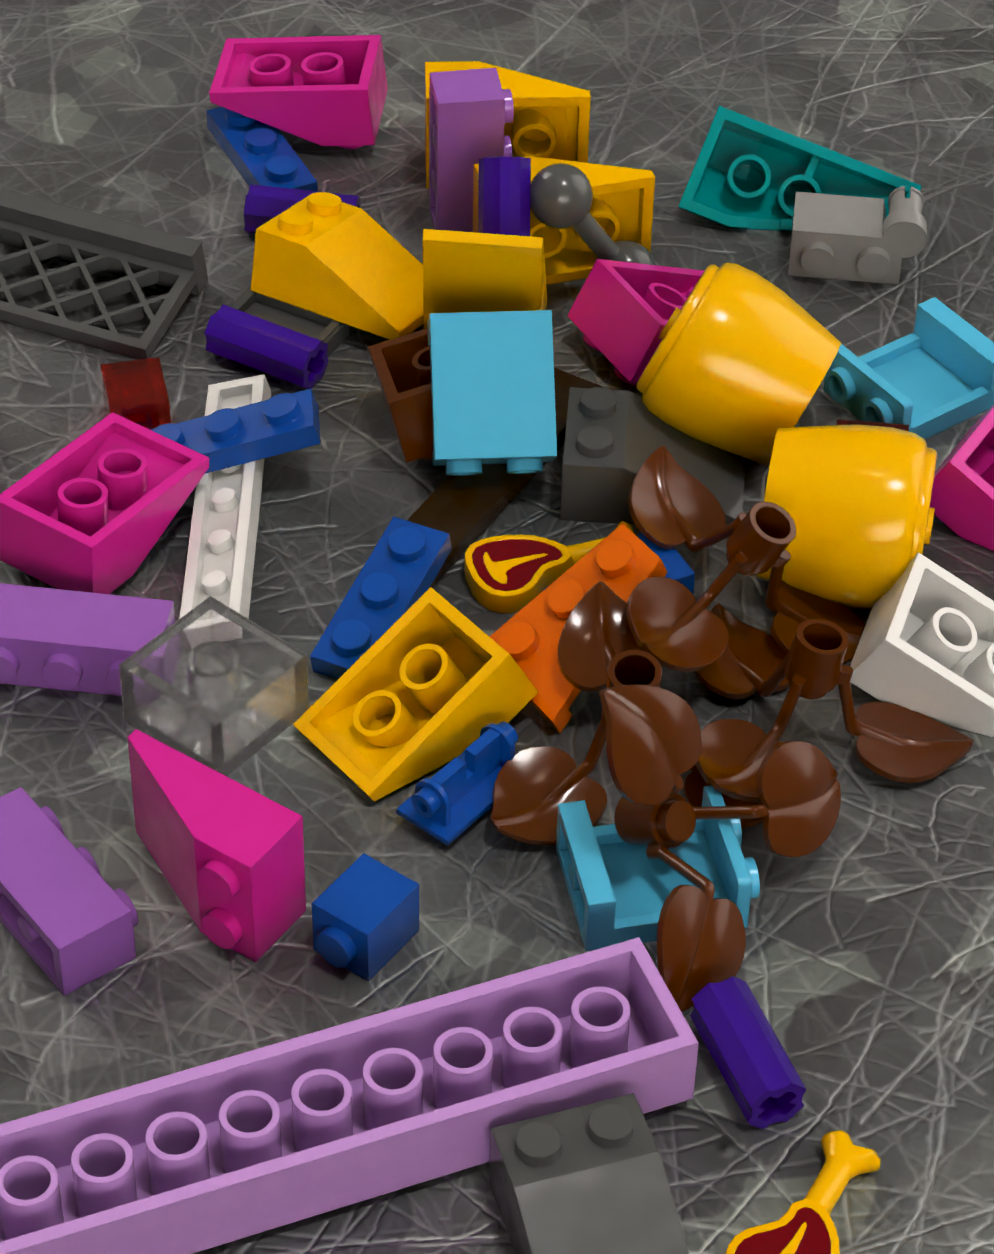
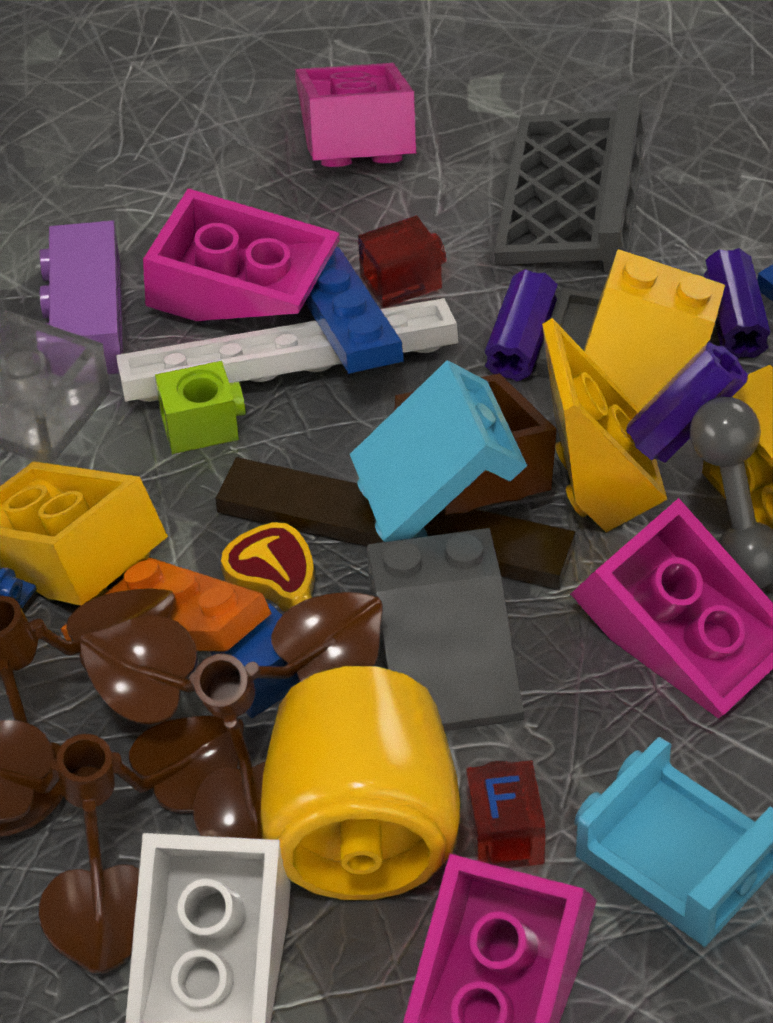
camera: 80 degrees right, 5 degrees up
(285, 578) = (199, 406): none -> lime brick
(386, 587) = (197, 474): blue plate -> none
(737, 363) = (547, 641): yellow piece -> none

